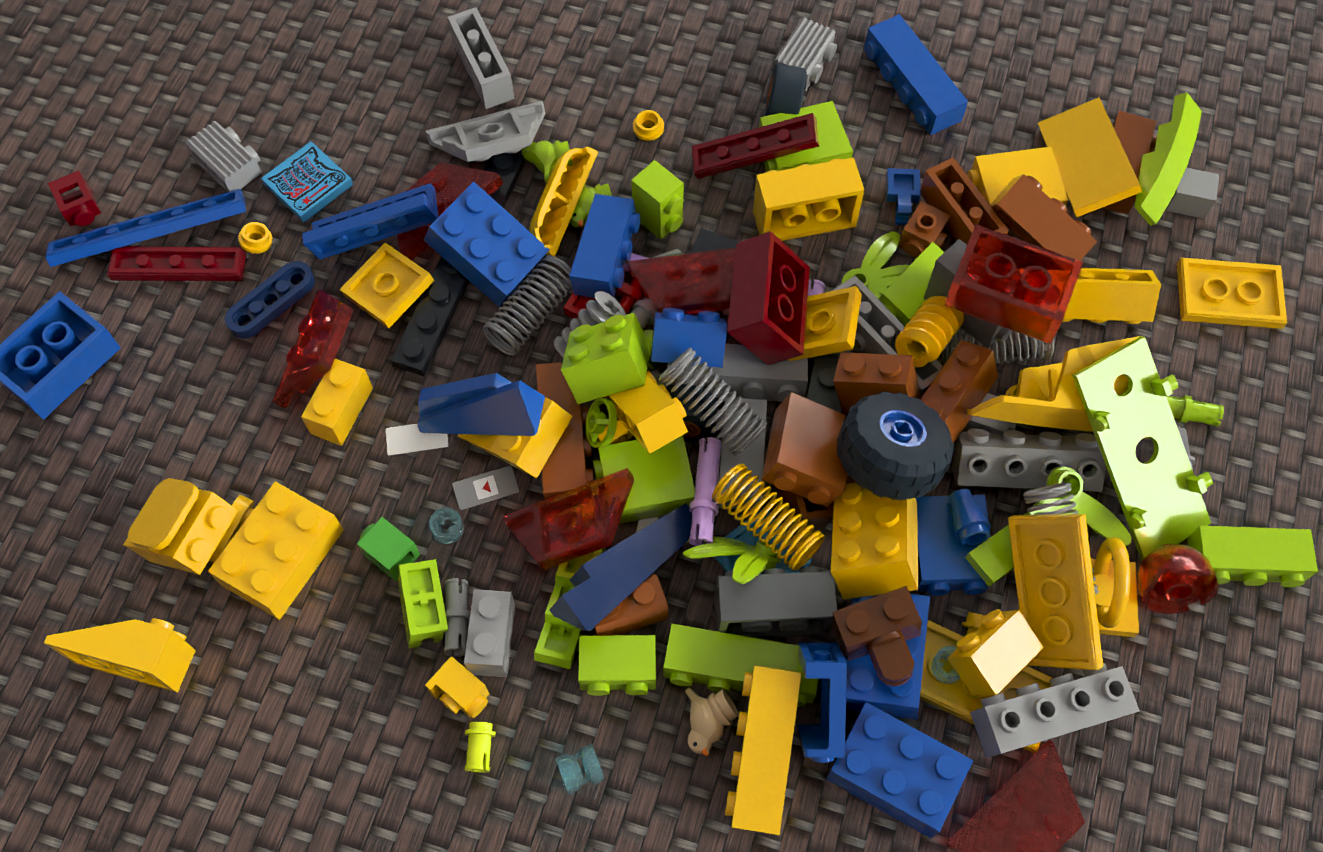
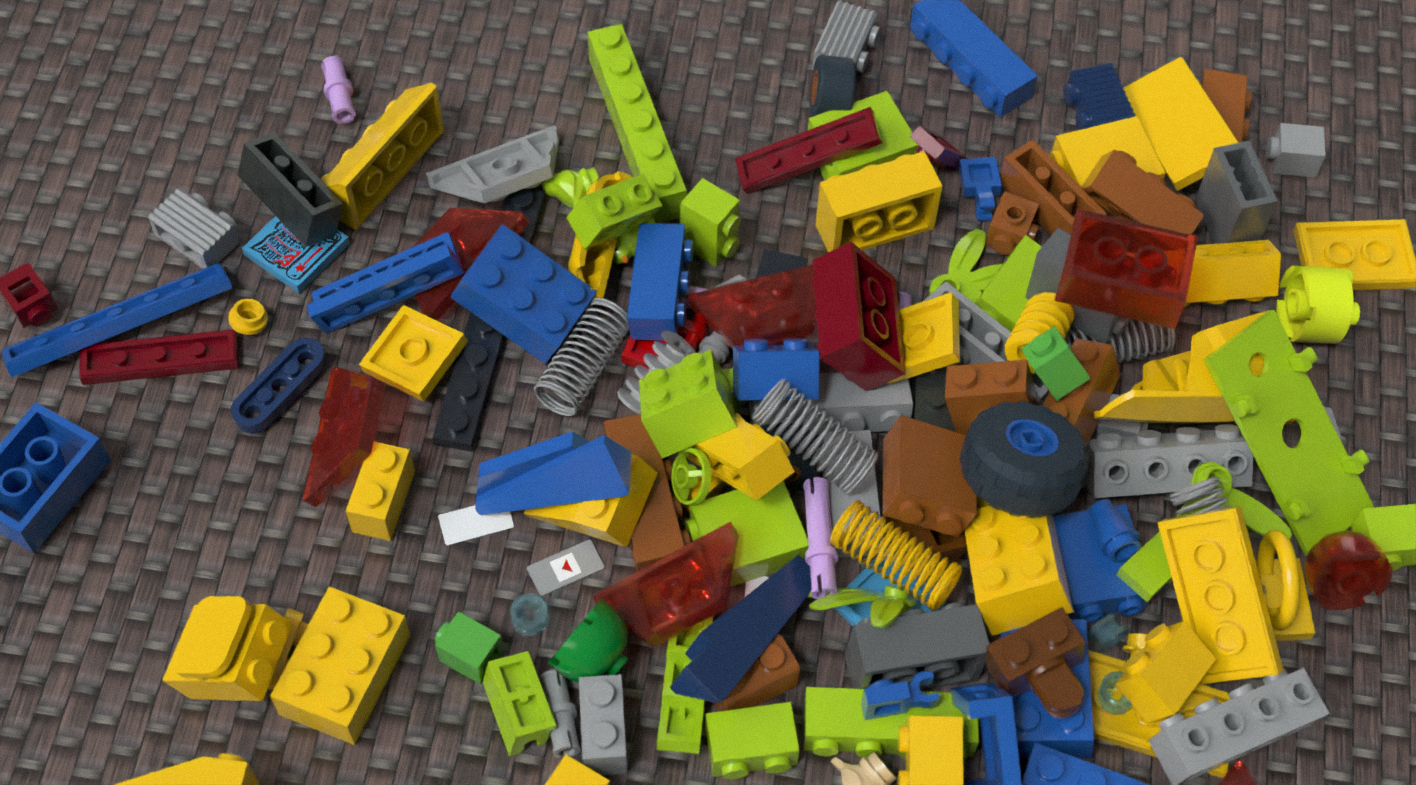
camera: 10 degrees left, 5 degrees down
(305, 131) = (290, 189): none -> pearl dark grey brick
(365, 51) = (338, 90): none -> lavender pin
(391, 112) = (386, 153): none -> yellow slope
(481, 58) = (477, 83): light grey brick -> none
(493, 561) = (594, 645): none -> green cylinder
(572, 180) = (613, 211): none -> lime brick
(611, 105) = (635, 118): none -> lime brick
(648, 119) = (682, 133): yellow plate -> none
(740, 645) = (890, 698): none -> blue plate
(867, 155) = (936, 148): none -> dark red plate
(937, 361) = (1055, 363): none -> bright green brick
(949, 608) = (1107, 632): none -> clear light blue bush
(1018, 125) = (1097, 96): none -> dark blue brick
(1128, 226) = (1235, 195): none -> dark grey brick
(1165, 166) = (1270, 107): lime slope -> none
(1187, 333) = (1317, 304): none -> neon yellow brick
(1187, 409) = (1340, 388): lime pin -> none

